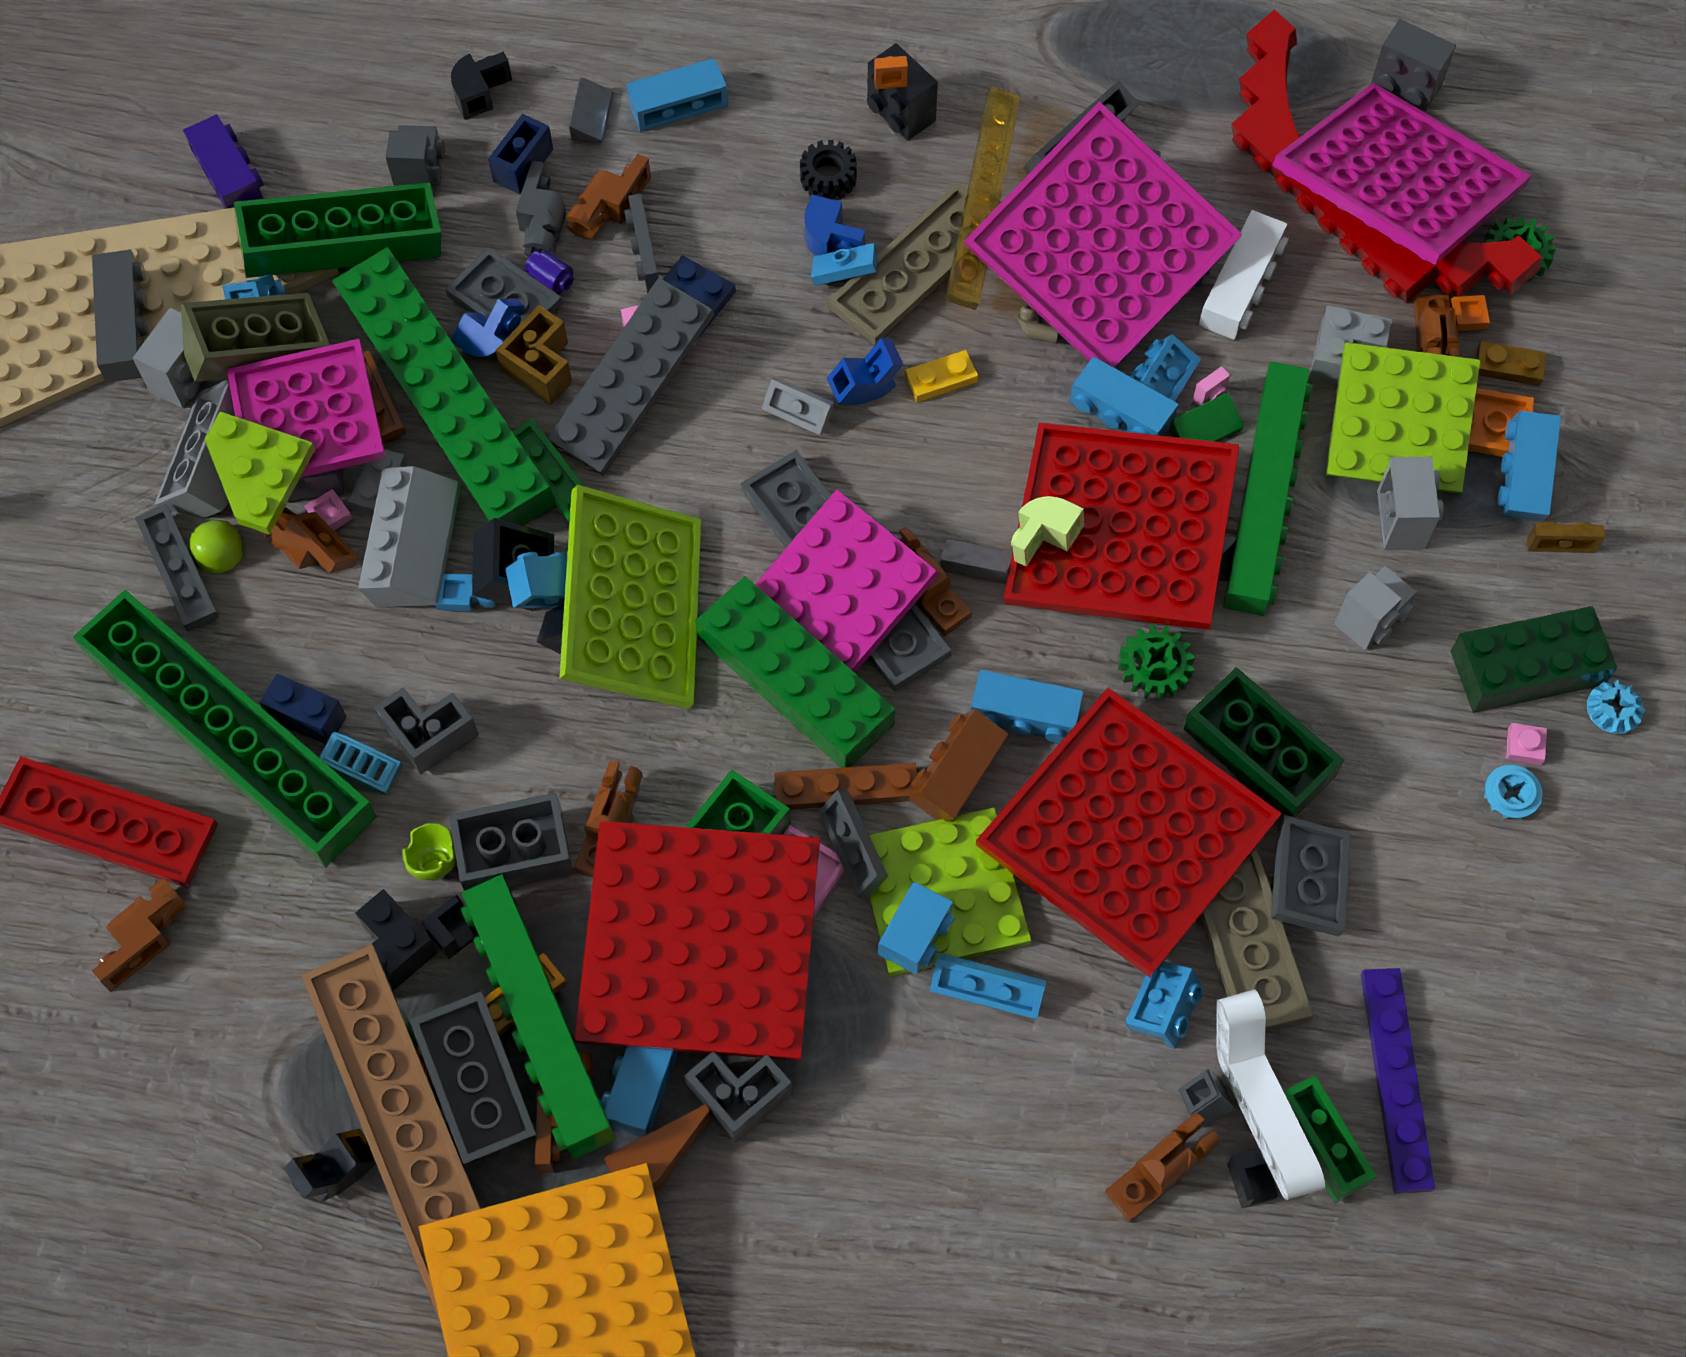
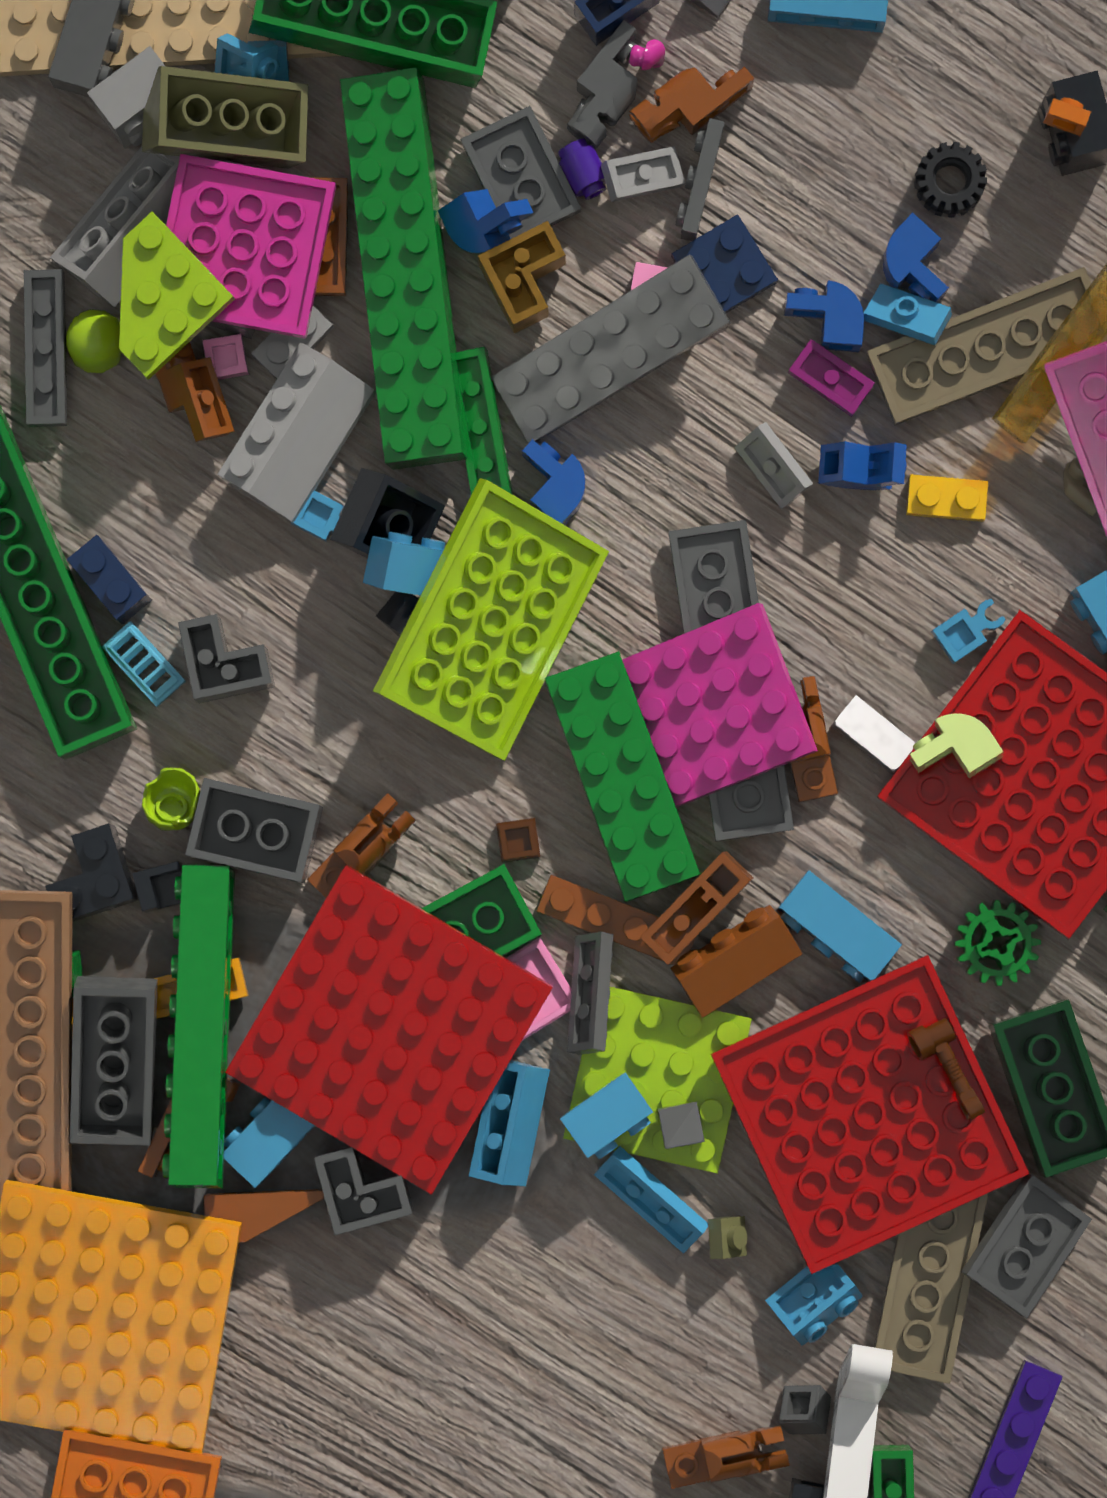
camera: 30 degrees right, 20 degrees up
(562, 177) = (648, 57): none -> dark pink arm
(596, 255) = (642, 174): none -> light grey plate
(635, 483) = (565, 485): none -> blue brick
(736, 757) = (518, 840): none -> reddish brown tile
(789, 284) = (840, 314): none -> blue brick
(810, 331) = (831, 377): none -> magenta plate
(839, 978) = (510, 1126): none -> dark azure brick
(906, 735) = (696, 907): none -> dark orange slope
(980, 910) = (680, 1125): none -> dark grey slope
(1006, 458) = (963, 634): none -> dark azure plate
(1067, 985) = (727, 1237): none -> olive plate
(1149, 743) = (936, 1040): none -> reddish brown brick

